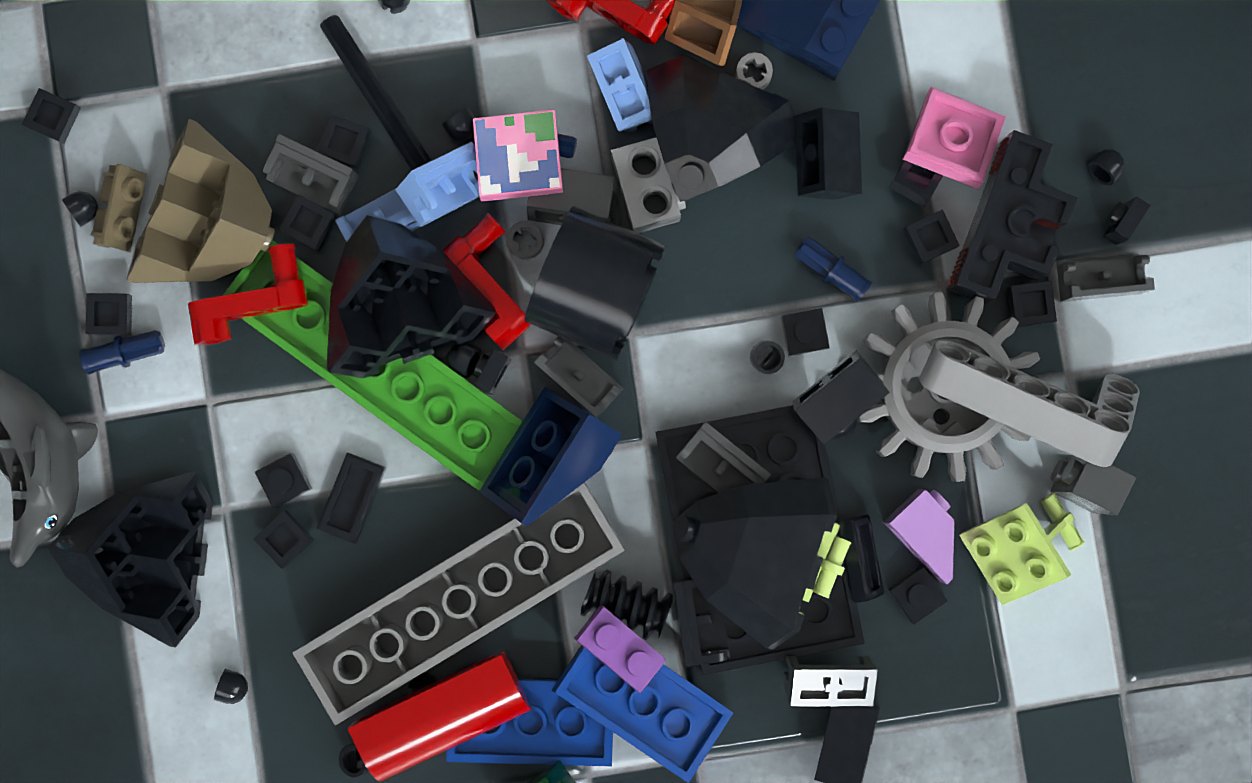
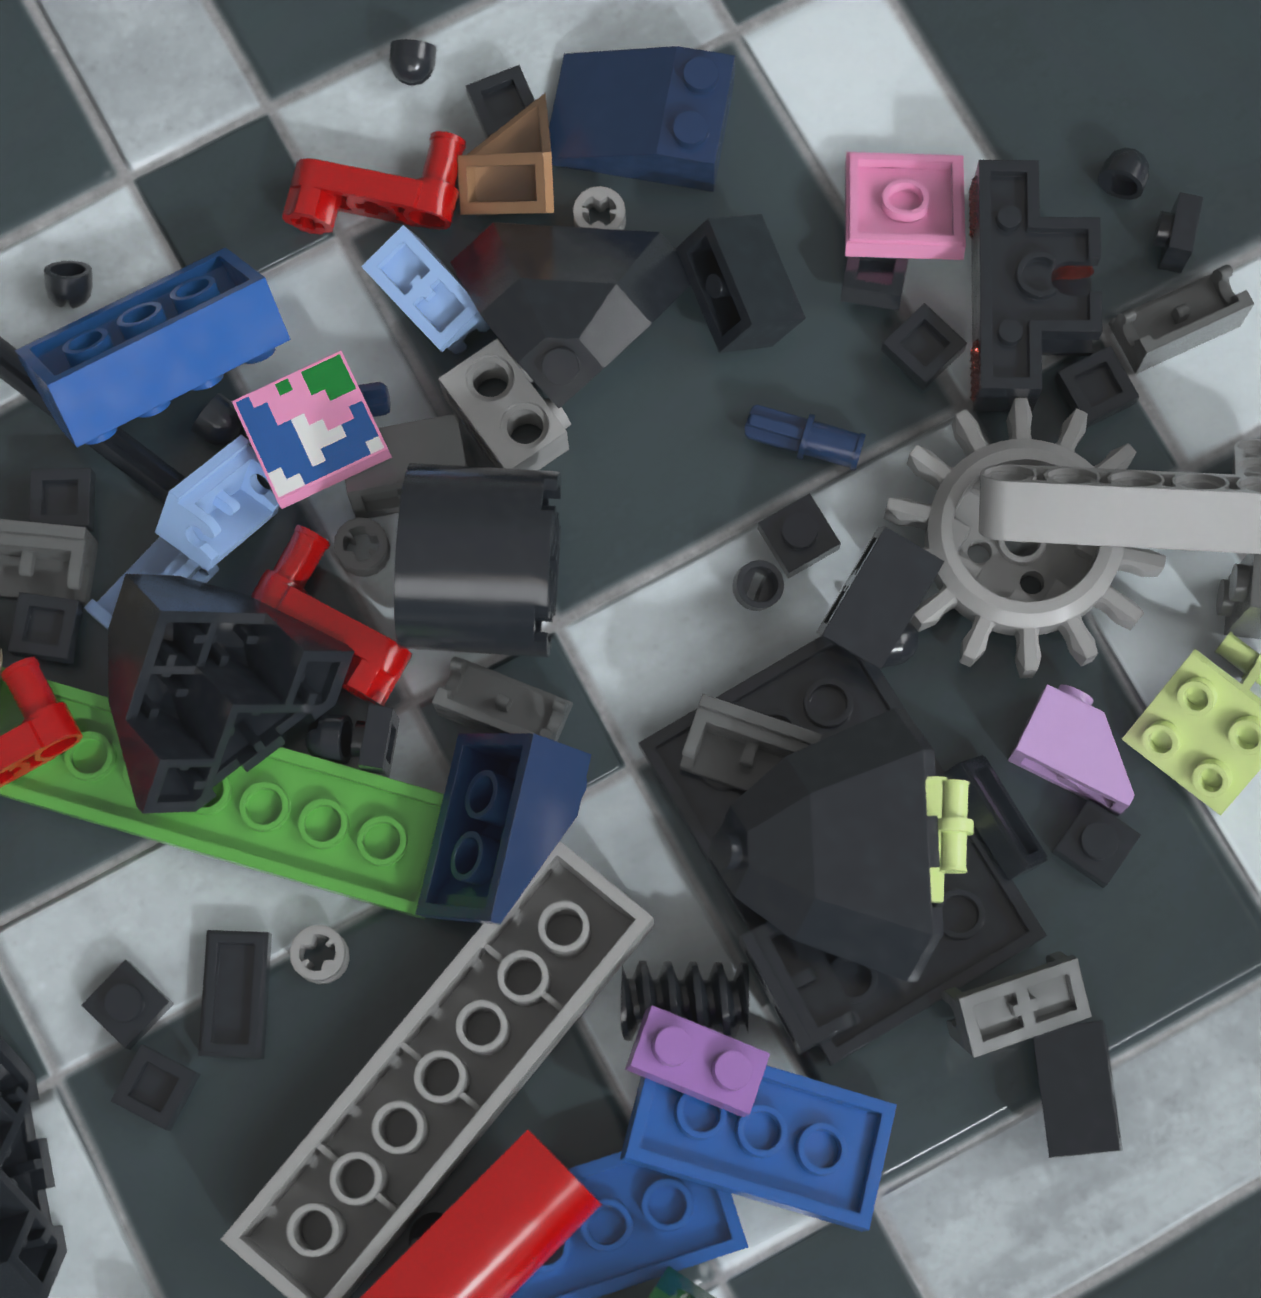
camera: 15 degrees left, 10 degrees down
(408, 479) = (331, 969): none -> light grey bush
(435, 61) = (154, 346): none -> blue slope

